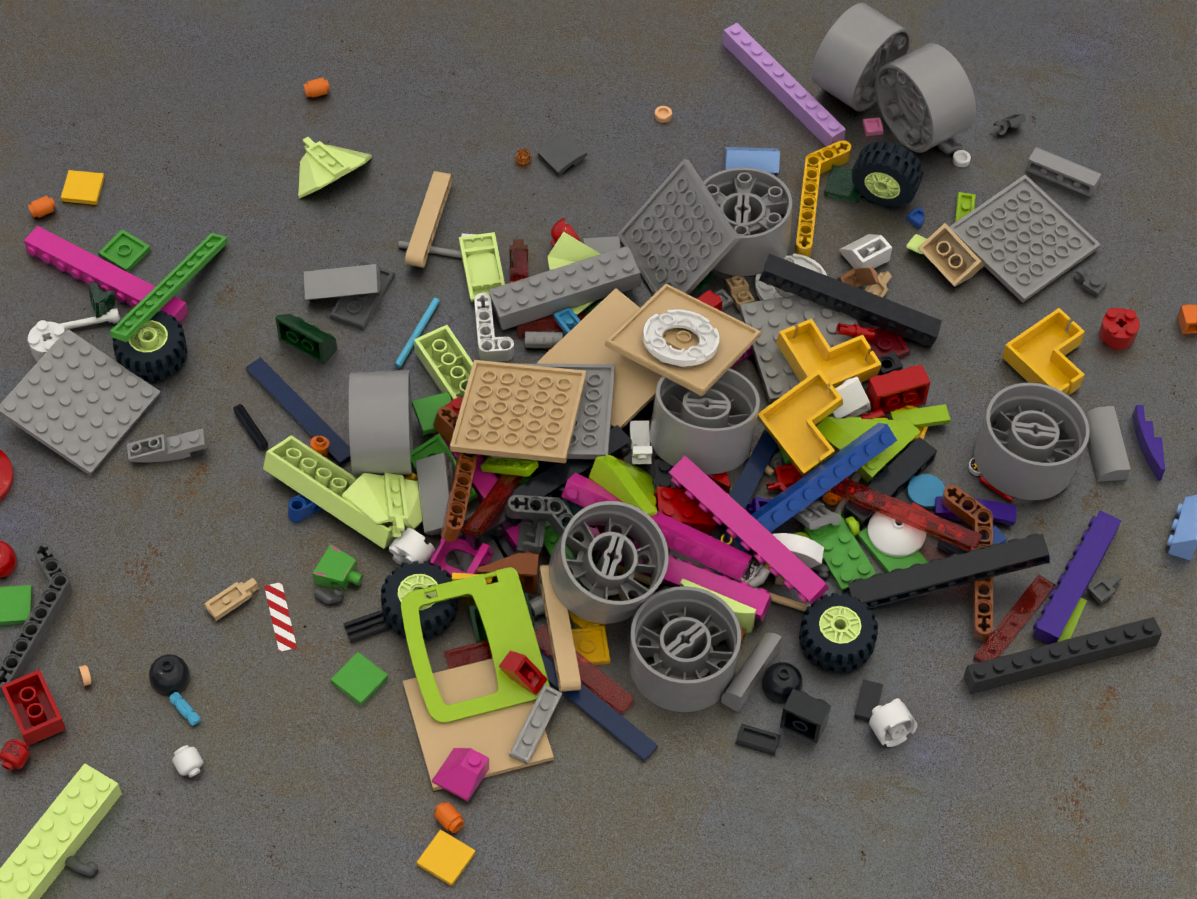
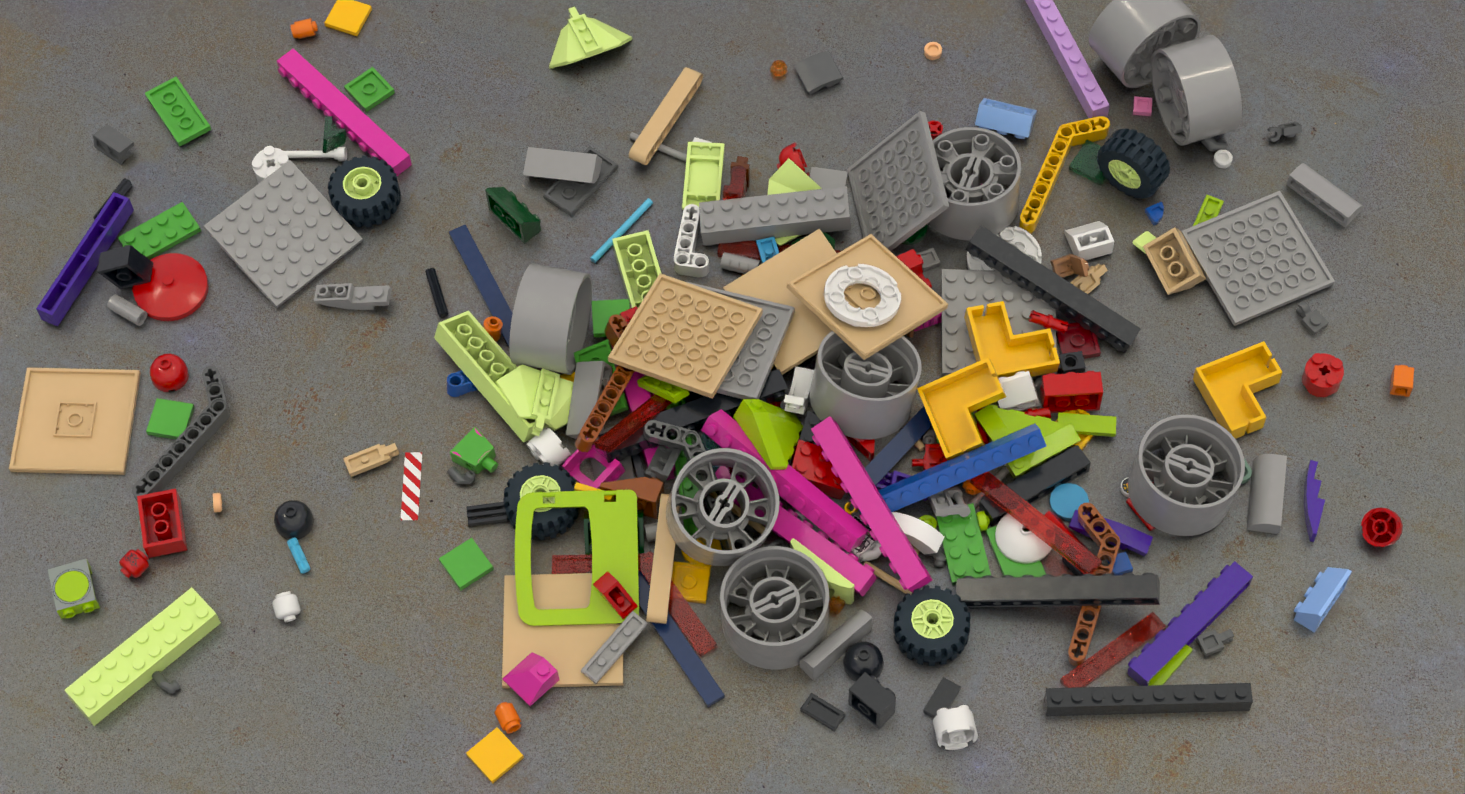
camera: 20 degrees right, 5 degrees up
(168, 287) = (395, 137): bright green plate -> none
(739, 290) = (950, 253): tan slope -> none

